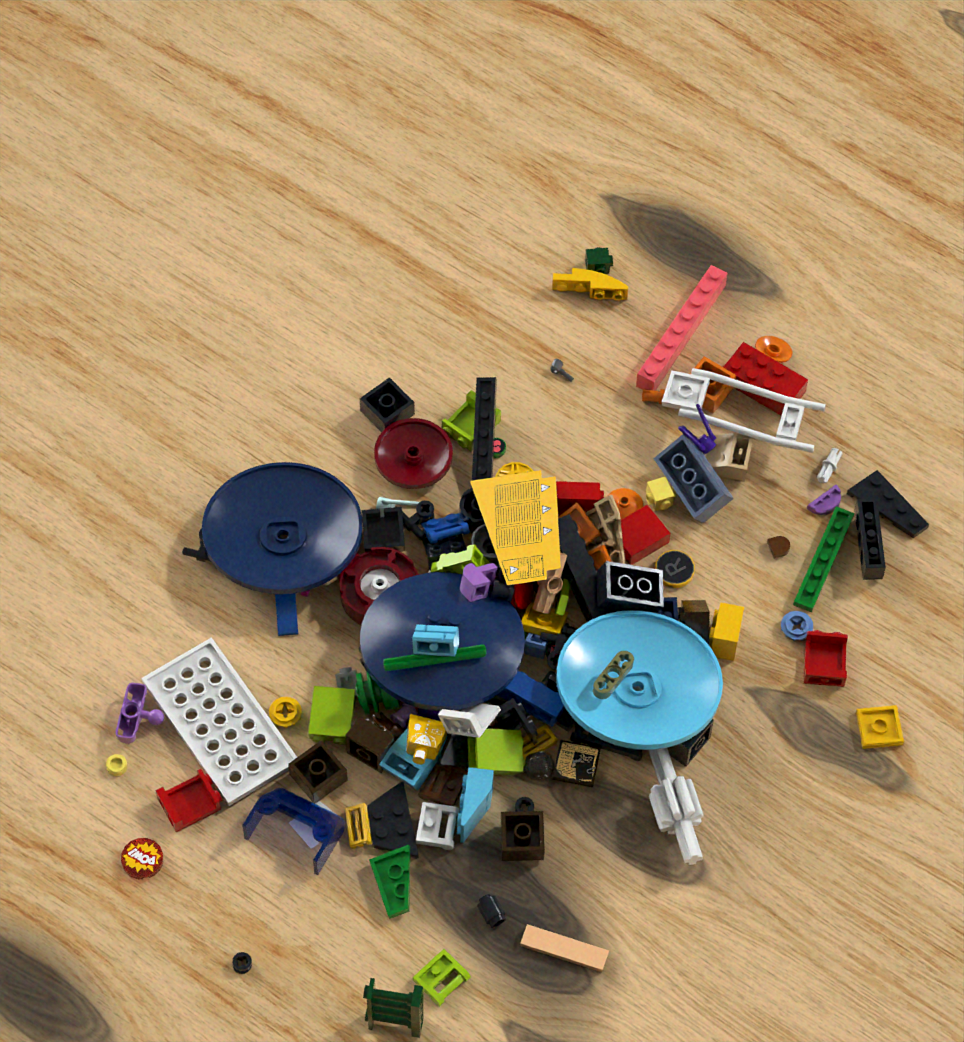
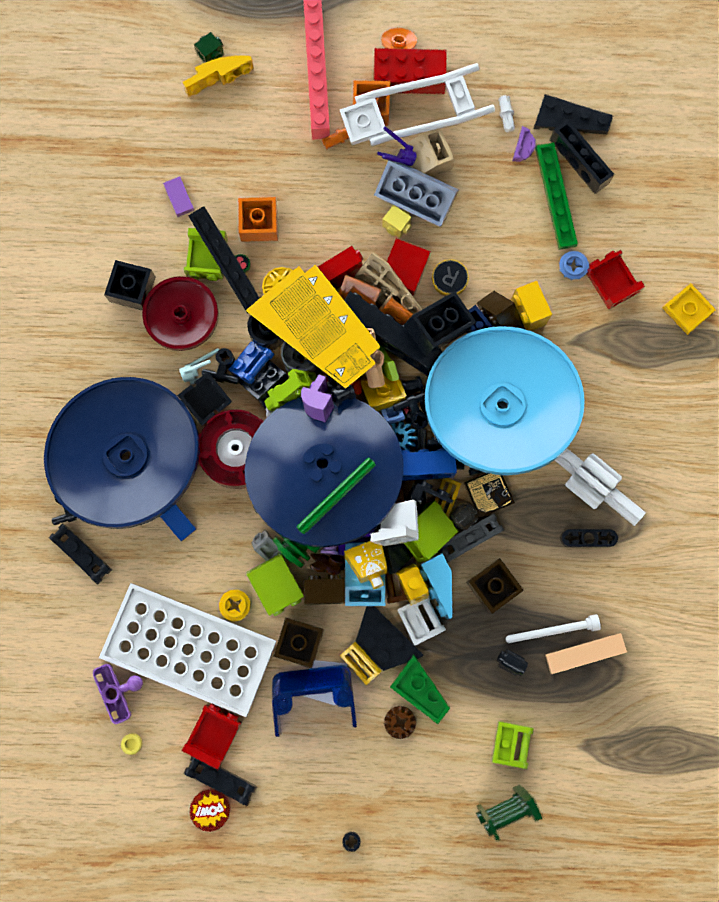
camera: 35 degrees left, 20 degrees up
(168, 840) = (221, 781): none -> black plate
(187, 590) = (80, 553): none -> black plate
(363, 902) = (403, 713): none -> reddish brown gear
(435, 640) = (329, 482): medium azure brick -> none
(450, 781) = (413, 584): none -> yellow torso
(482, 361) = (178, 196): none -> medium lavender tile
(524, 800) = (481, 557): black bush -> none
(533, 788) = (471, 538): none -> dark grey plate
(534, 665) = (407, 432): none -> medium azure gear
(537, 419) = (258, 219): none -> orange brick
(557, 368) = (240, 164): dark grey hand -> none
(587, 925) = (591, 623): none -> white piece
(613, 666) = (491, 419): olive beam -> none
(633, 500) = (366, 240): orange dish -> none
(655, 859) = (603, 543): none -> black beam
(778, 546) = (514, 206): reddish brown tile -> none

